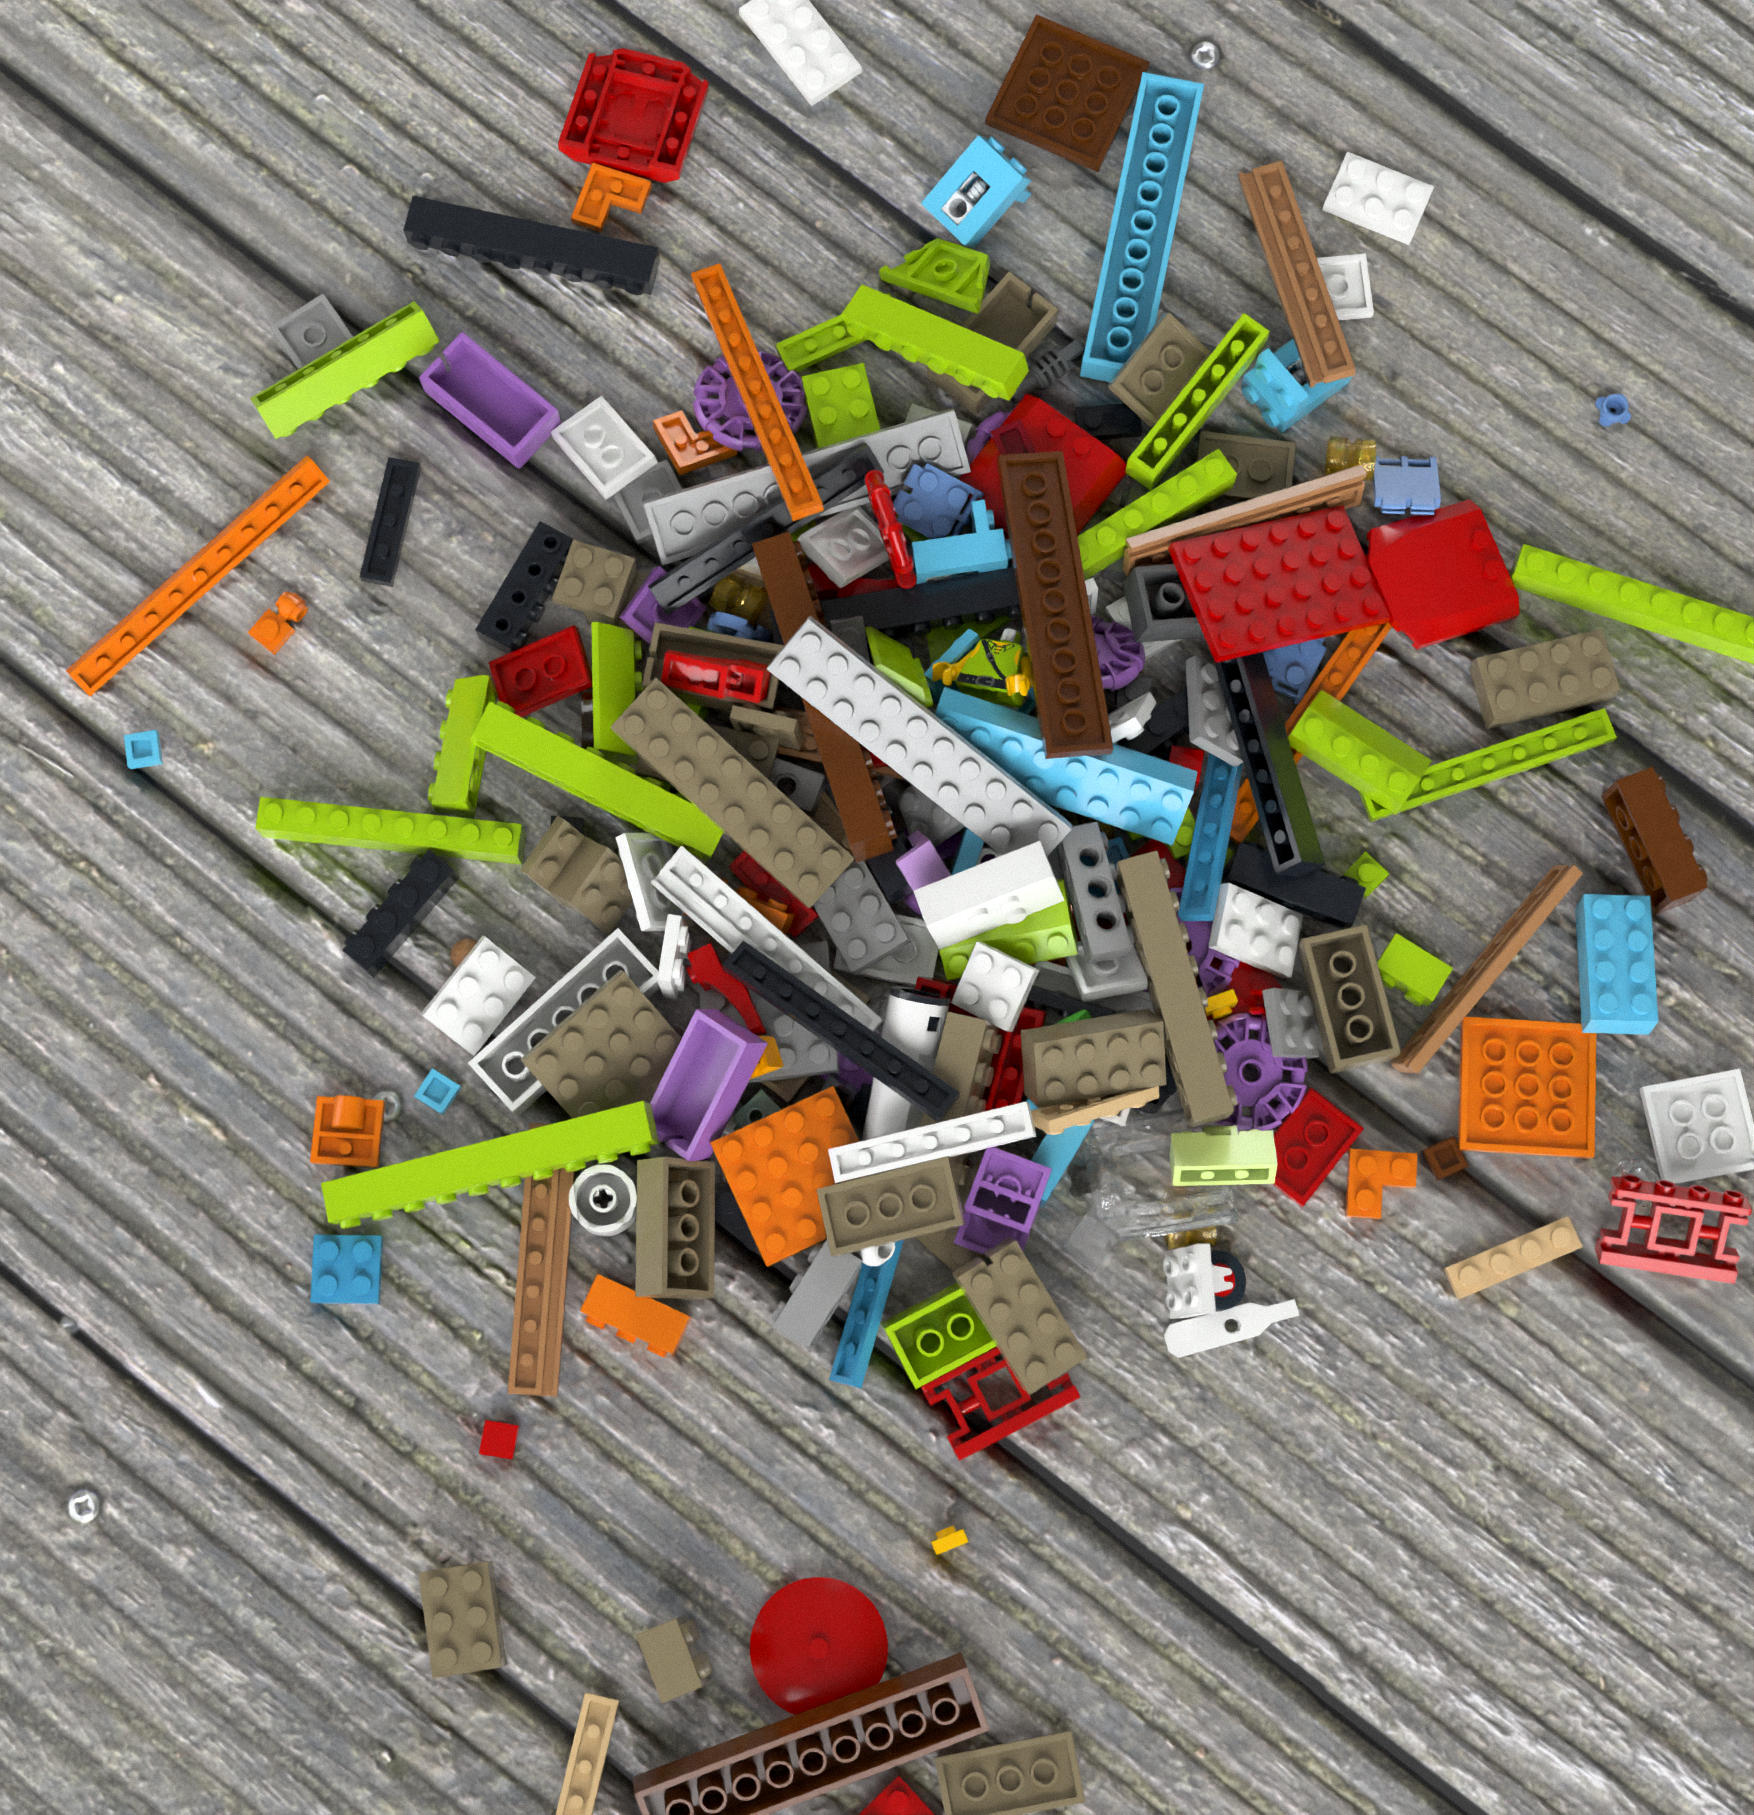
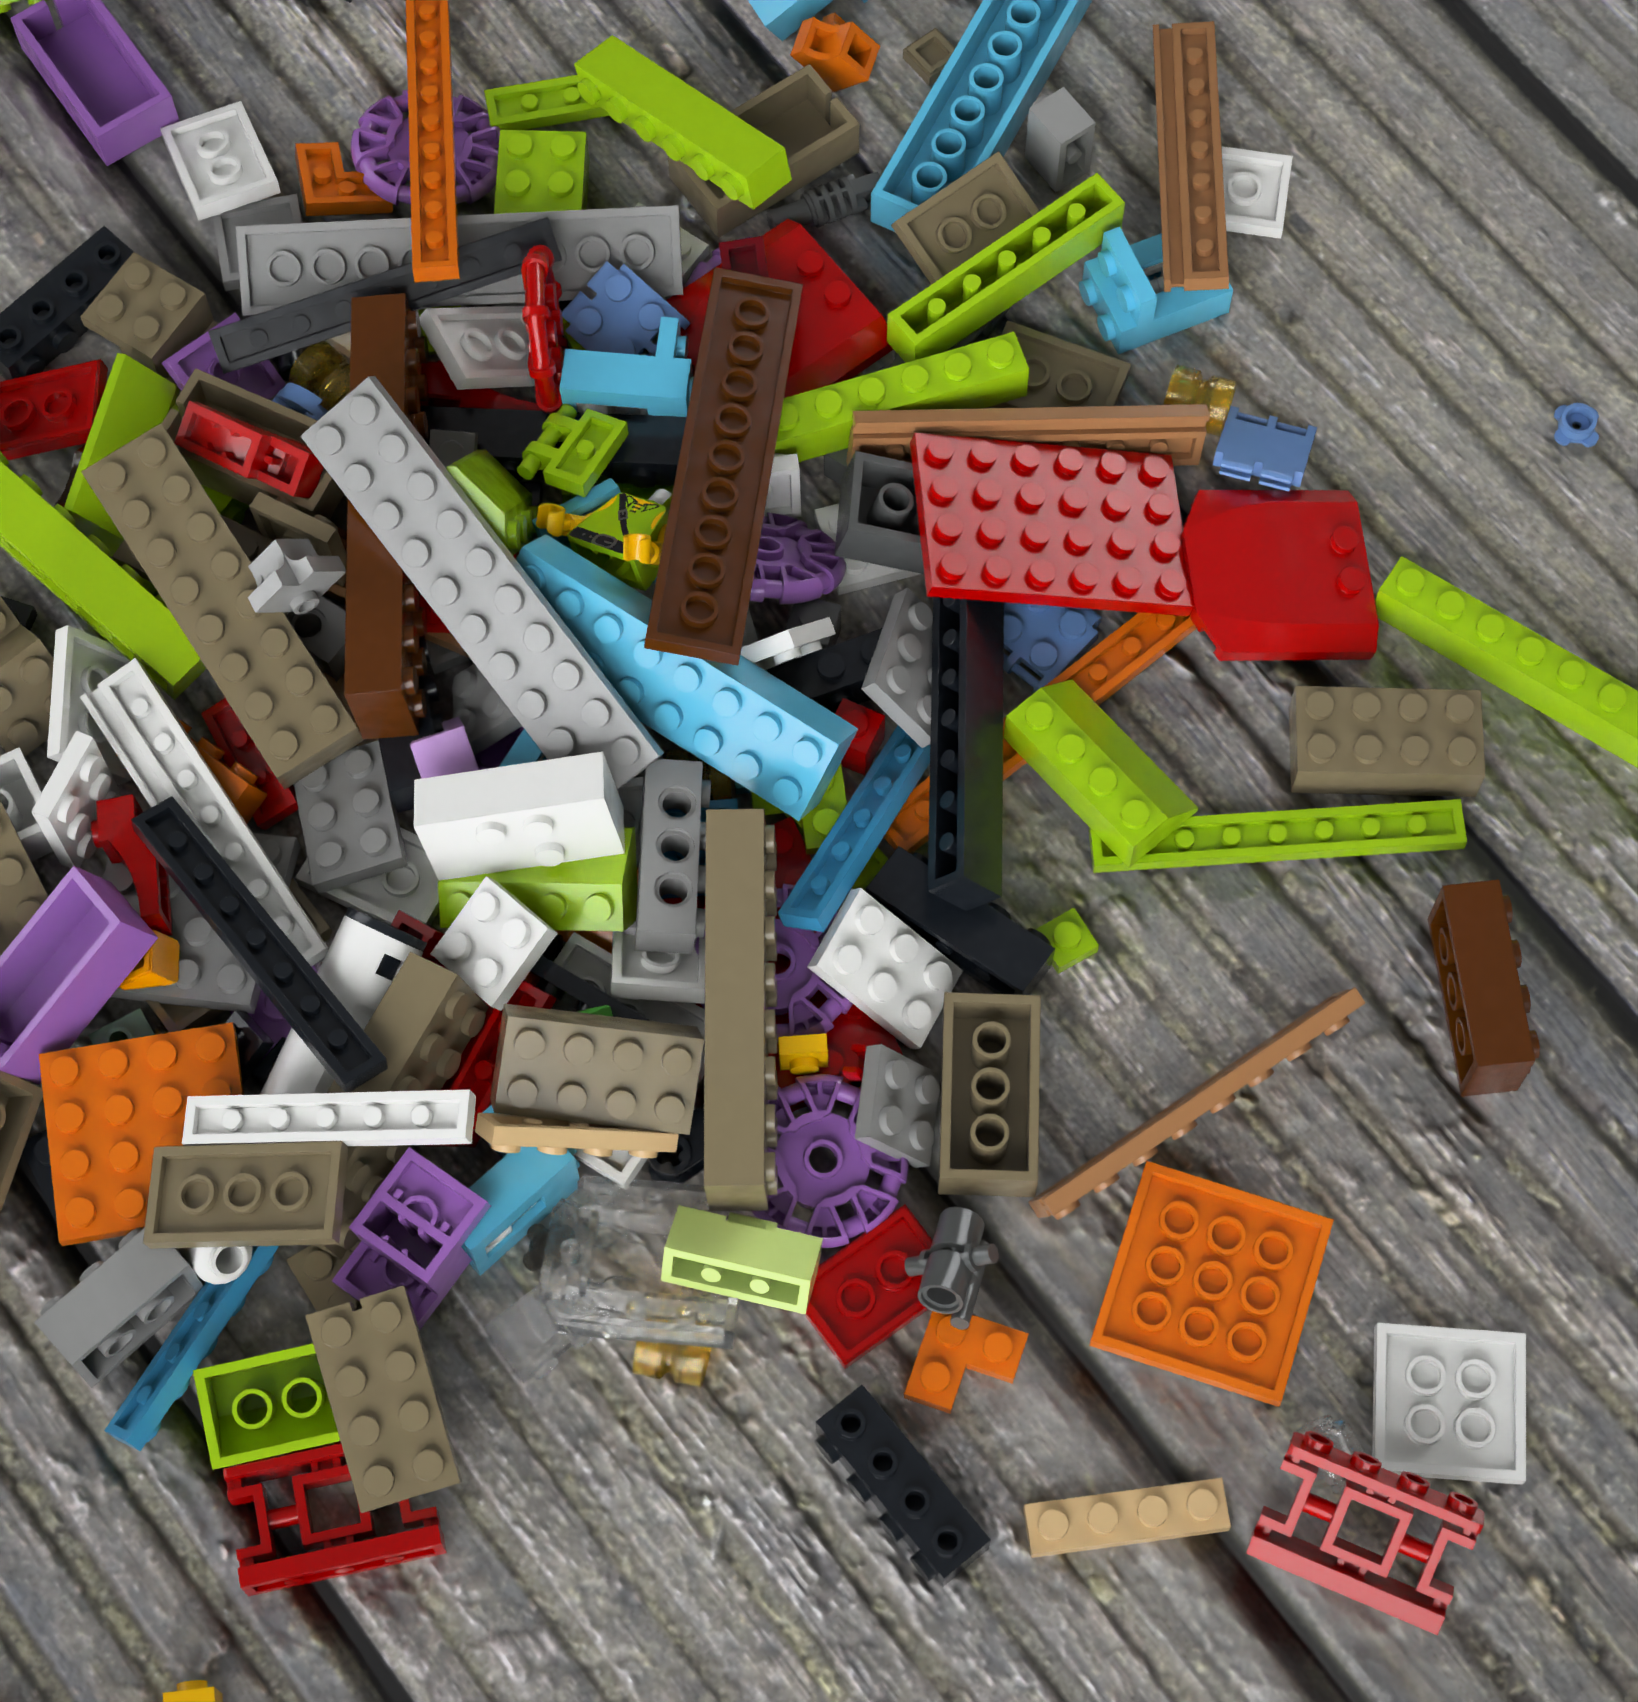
camera: 15 degrees right, 10 degrees down
(781, 765) = (292, 577): none -> light grey brick
(943, 273) = (728, 54): lime wing -> none
(945, 617) = (581, 457): none -> lime plate
(1020, 252) = (836, 51): none -> orange brick
(1086, 235) = (929, 55): none -> dark tan tile
(1109, 421) = (886, 282): black plate -> none
(1199, 283) = (1059, 138): none -> light grey brick
(1202, 1281) = (669, 1428): white plate -> none
(1210, 1331) = (661, 1503): white piece -> none
(1358, 1122) = (953, 1265): none -> dark grey pin
(1364, 1277) = (902, 1487): none -> black brick
(1378, 198) = (1330, 98): white plate -> none
(1412, 971) = (1091, 1081): lime brick -> none
(1445, 1158) = (1068, 1352): reddish brown tile -> none
(1616, 964) = (1382, 1142): medium azure brick -> none

